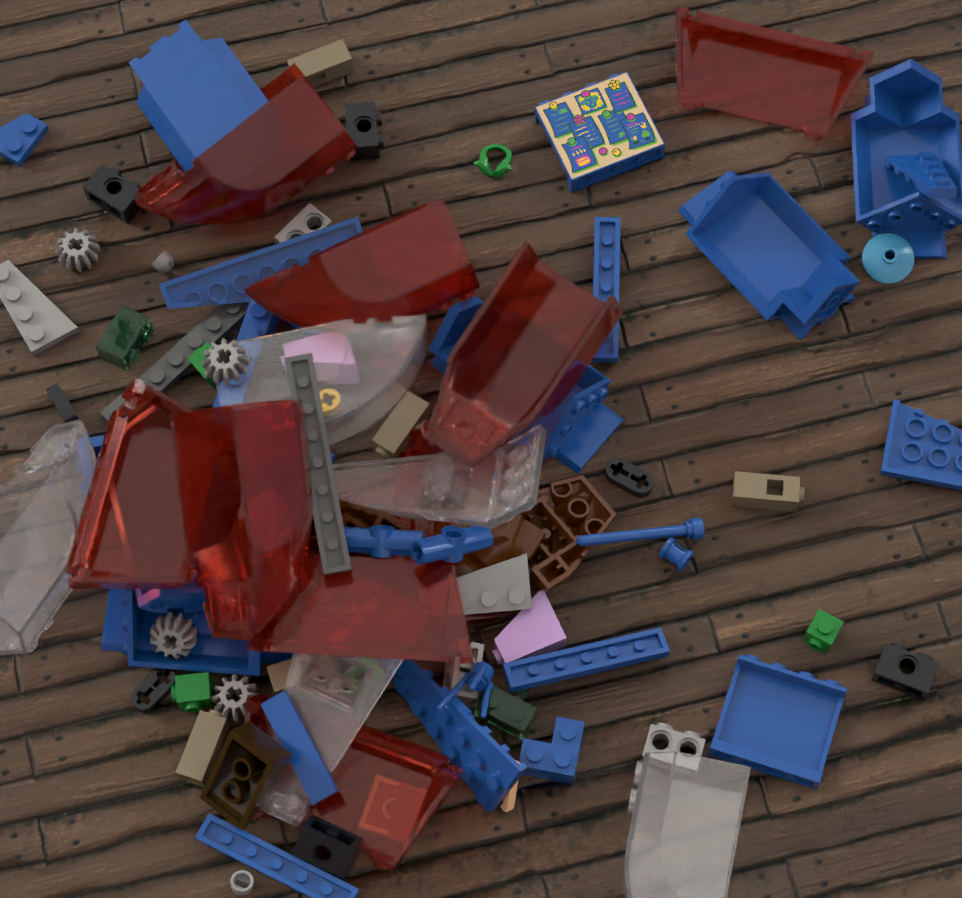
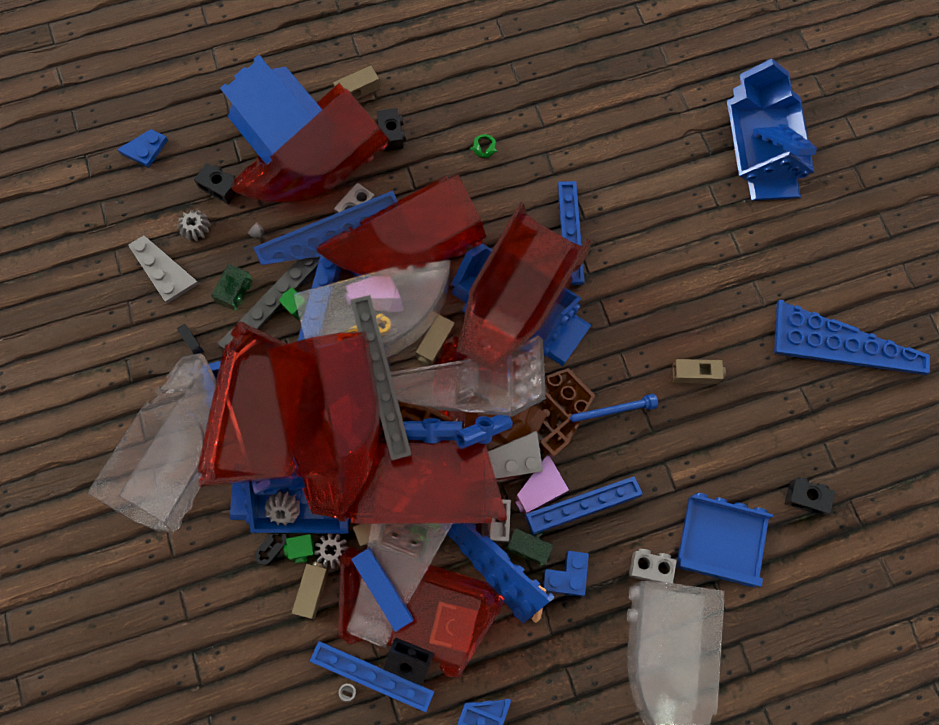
camera: 10 degrees left, 5 degrees up
(232, 354) = (313, 301): light grey gear -> none
(245, 774) = (344, 613): dark brown slope -> none
(478, 679) = (510, 529): blue plant -> none
(600, 131) = (556, 121): panel -> none
(632, 472) = (598, 371): black beam -> none
(676, 554) = (639, 421): blue bush -> none
(764, 72) = (665, 75): clear red windscreen -> none
(770, 250) = (682, 198): blue panel -> none
(823, 632) = (749, 472): green brick -> none
(881, 268) = (755, 203): dark azure dish -> none

